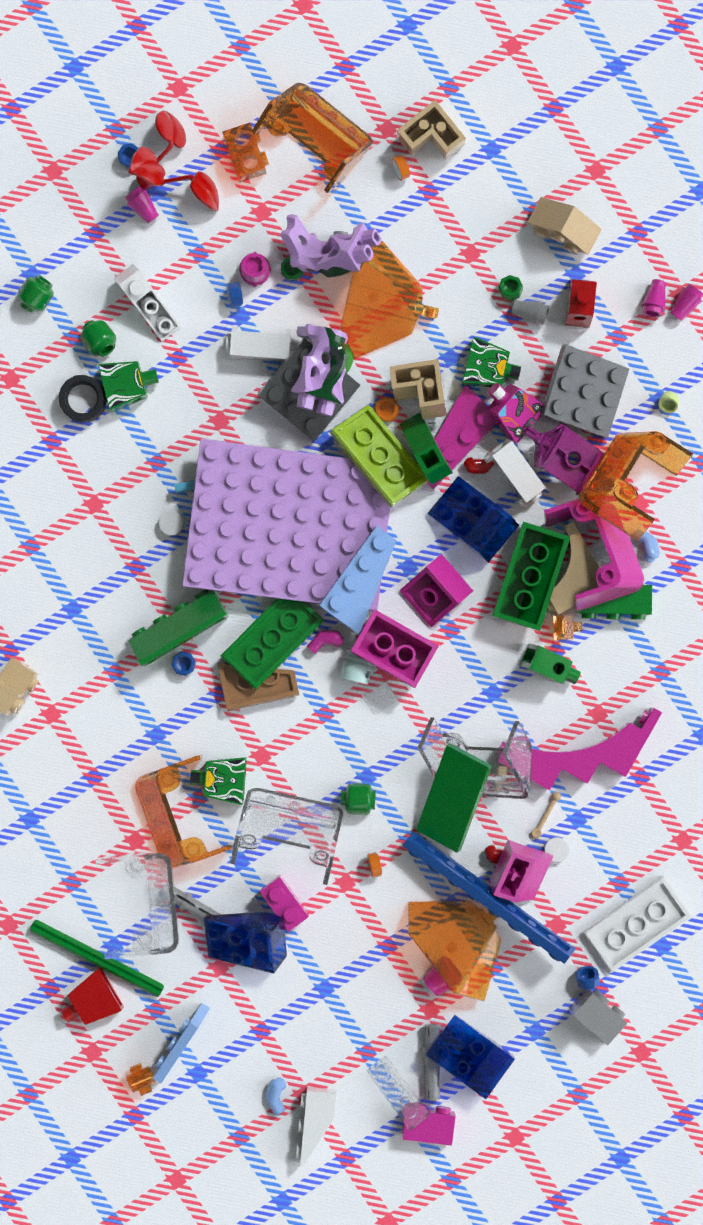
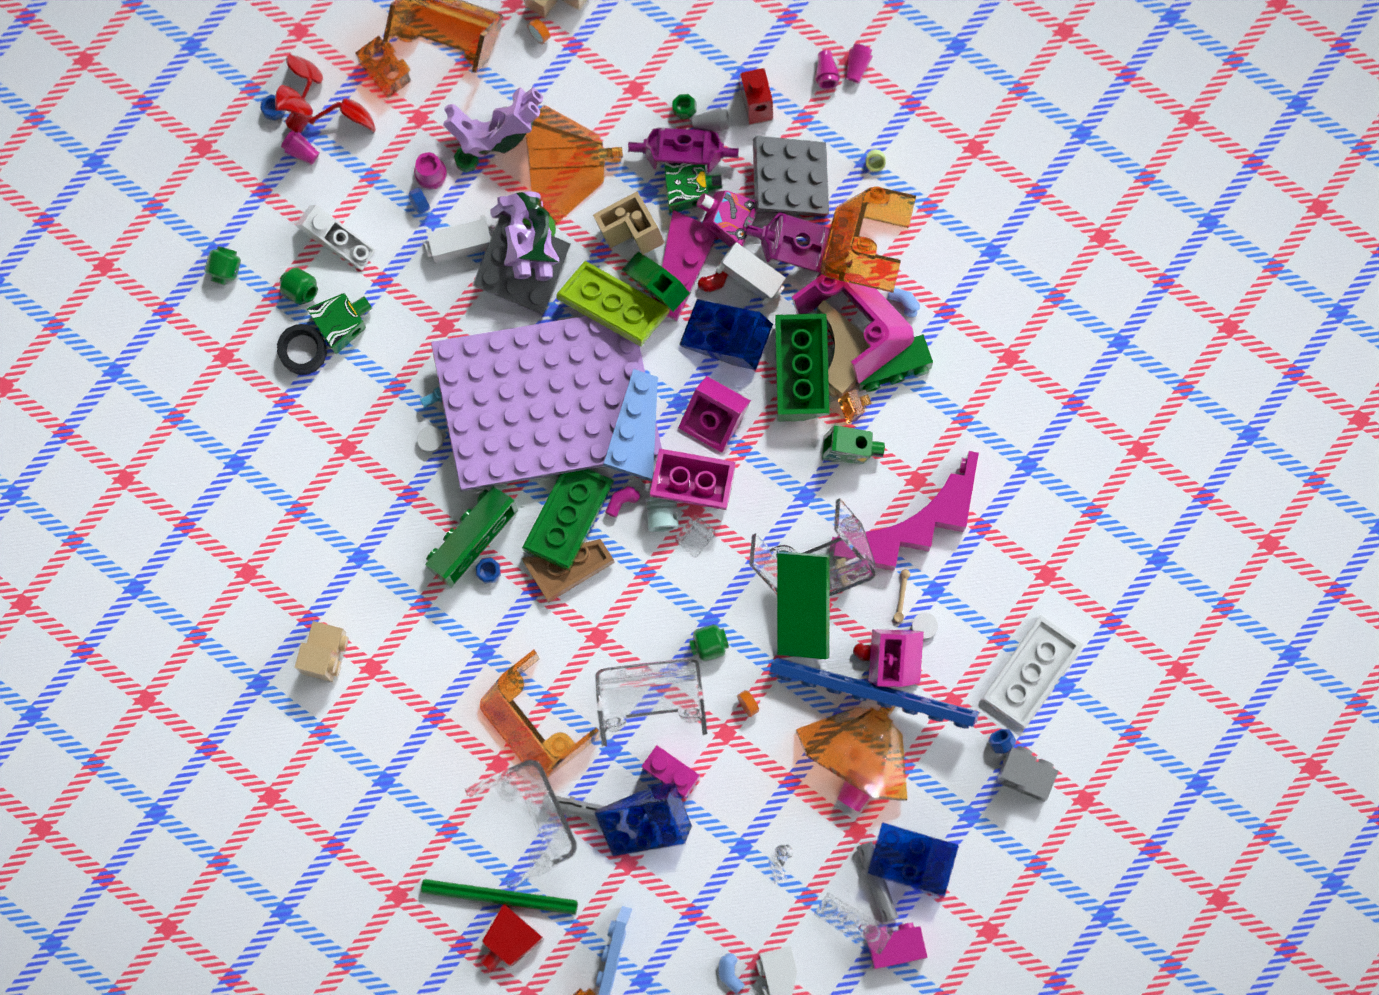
camera: 25 degrees left, 10 degrees down
(223, 779) = (566, 670): green torso -> none
(351, 1012) = (778, 860): none -> clear arm
(387, 409) = (605, 259): orange tile -> none
(476, 324) = (701, 147): none -> magenta plate
(565, 225) = (715, 27): tan brick -> none

